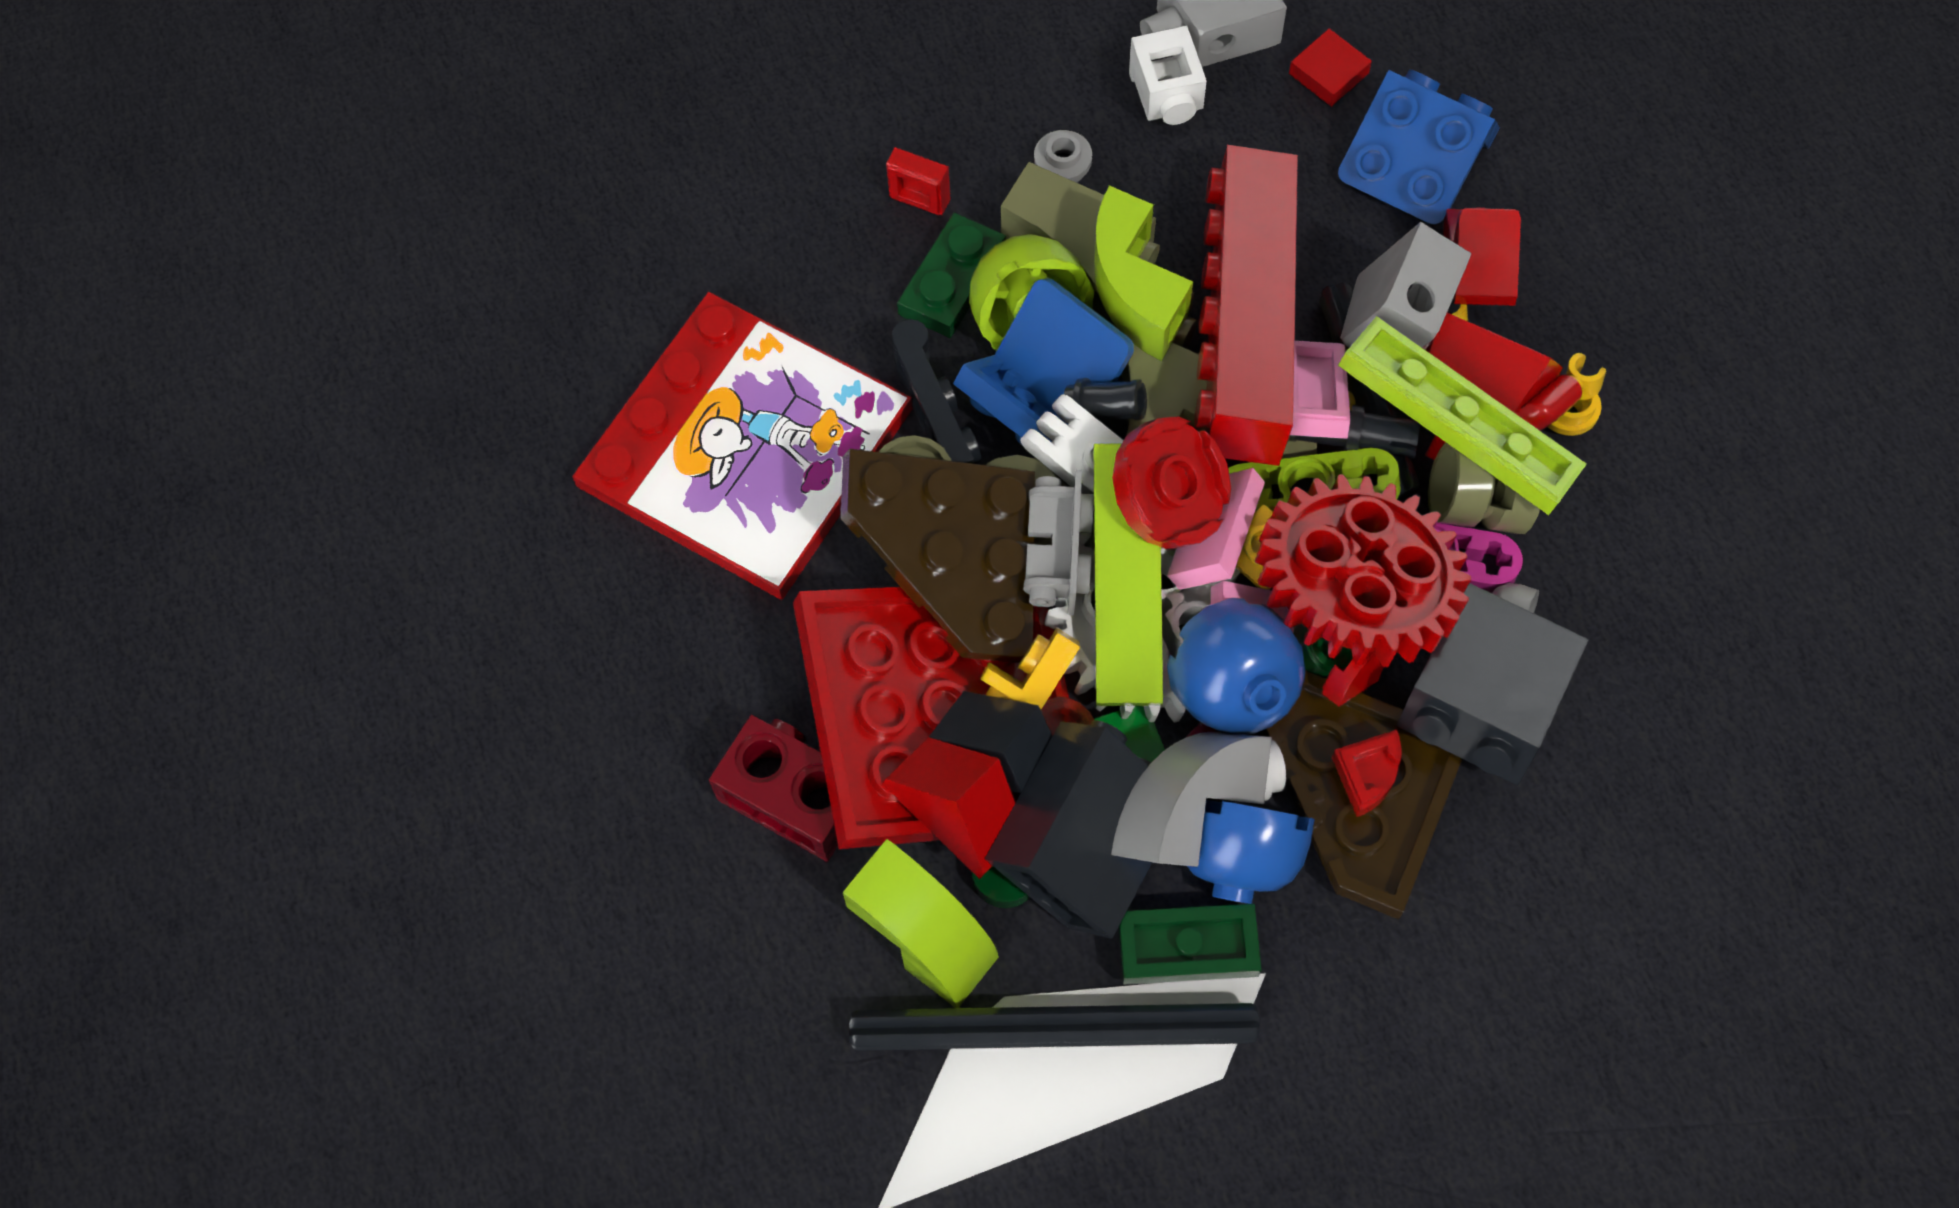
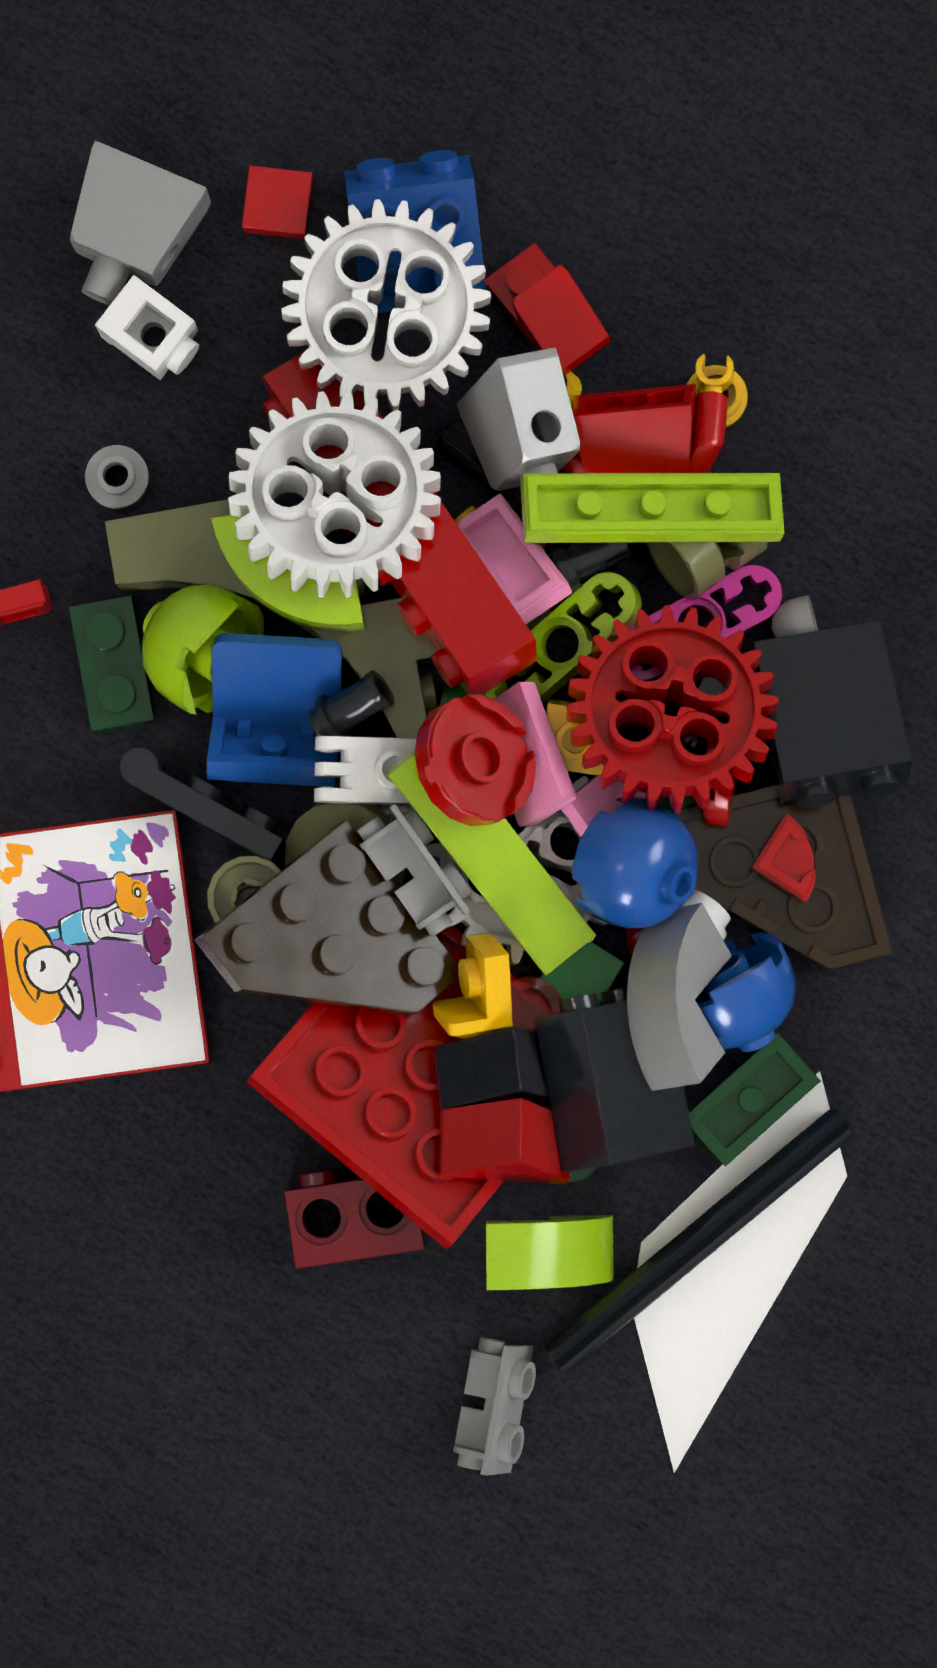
camera: 40 degrees left, 20 degrees up
(753, 1052) = (493, 1436): none -> light grey hinge
(1217, 228) = (371, 454): none -> white gear
(1395, 181) = (330, 296): none -> white gear

